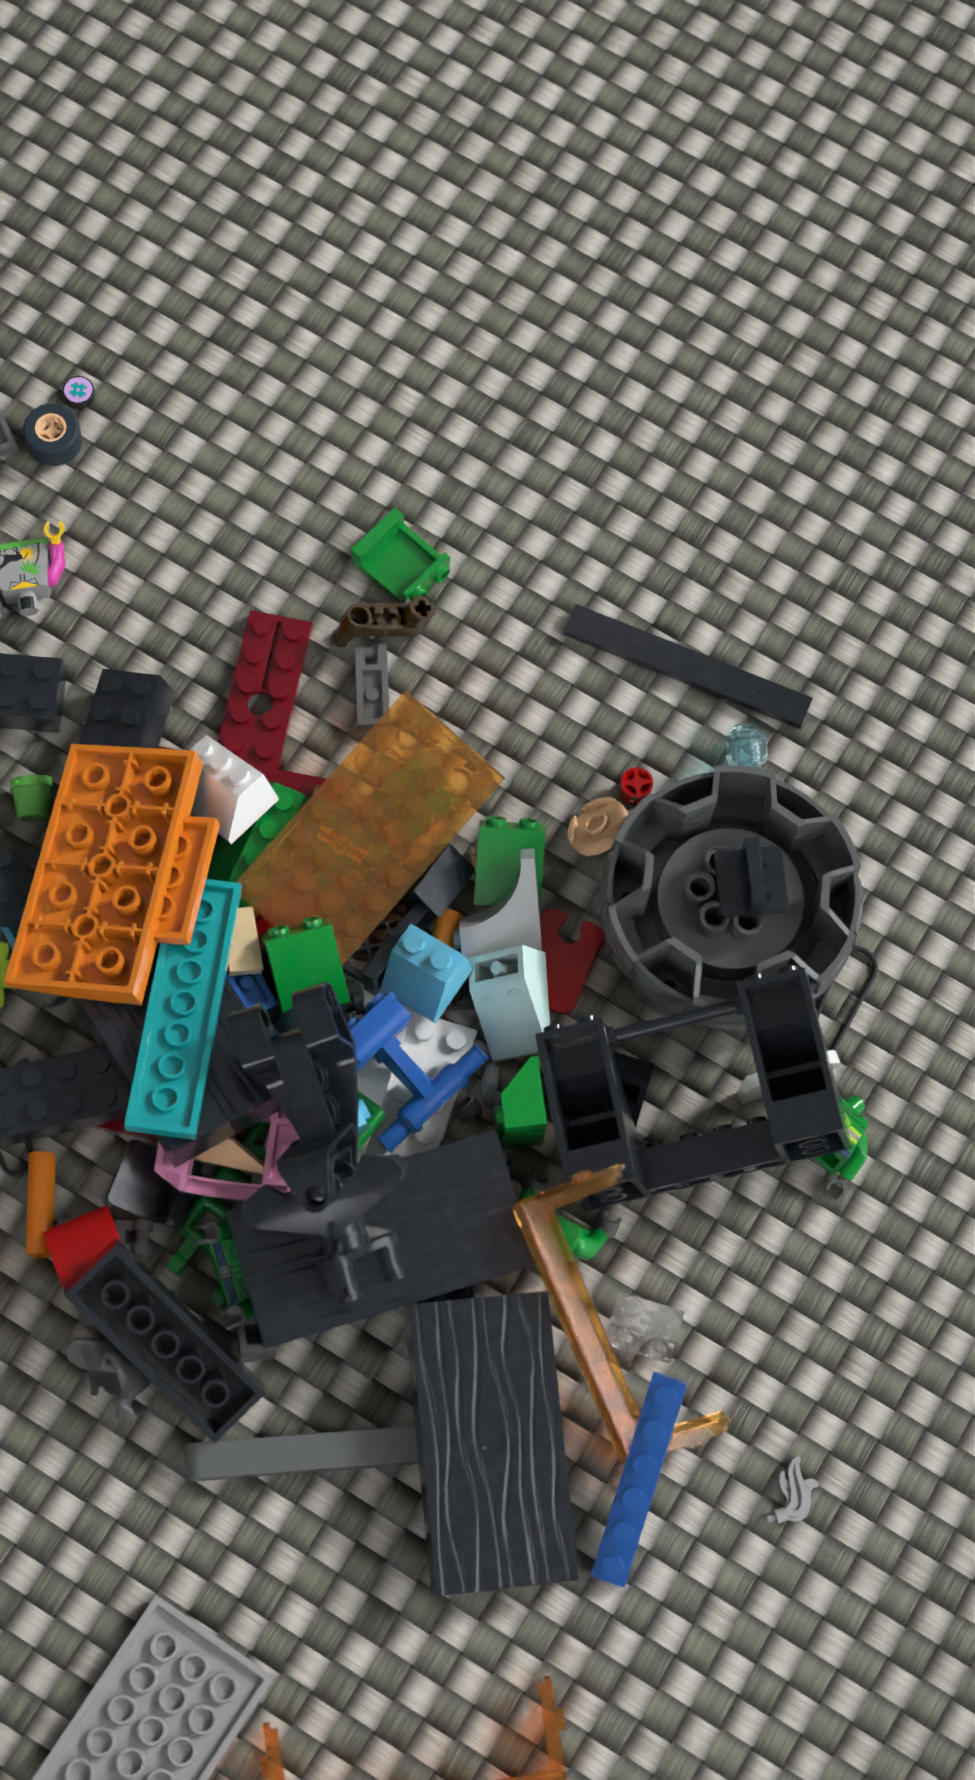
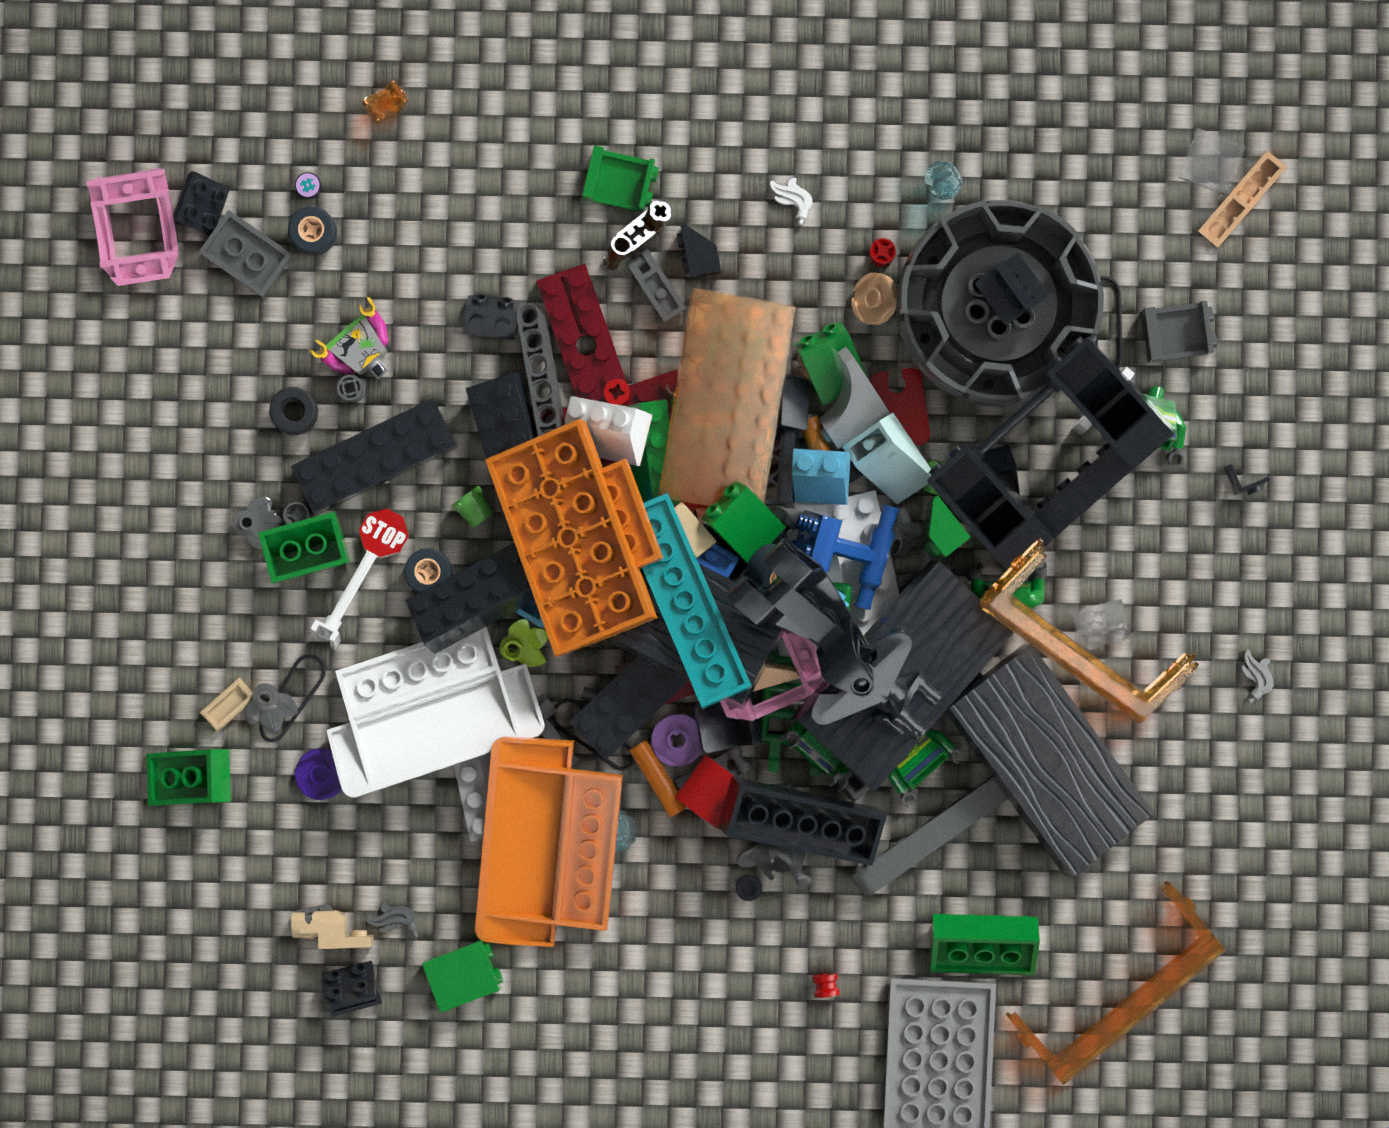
camera: 30 degrees left, 15 degrees up
(62, 1390) = (748, 887): none -> black tile
(70, 1169) = (662, 743): none -> medium lavender plate
(77, 1557) = (826, 985): none -> red wheel
(178, 619) = (491, 316): none -> black bracket
(209, 356) = (385, 102): none -> clear orange bracket
(213, 651) = (547, 377): none -> dark grey beam
(266, 767) = (616, 396): none -> red wheel
(288, 1620) = (984, 944): none -> green slope
(344, 1355) = (922, 761): none -> green torso
(439, 679) = (700, 252): none -> black slope
(575, 678) = (793, 196): none -> white piece
(639, 1479) = (1156, 727): blue plate -> none
(687, 666) = (866, 140): black tile -> none
(904, 1271) = (1237, 488): none -> black bracket
(916, 1053) = (1178, 331): none -> dark grey panel

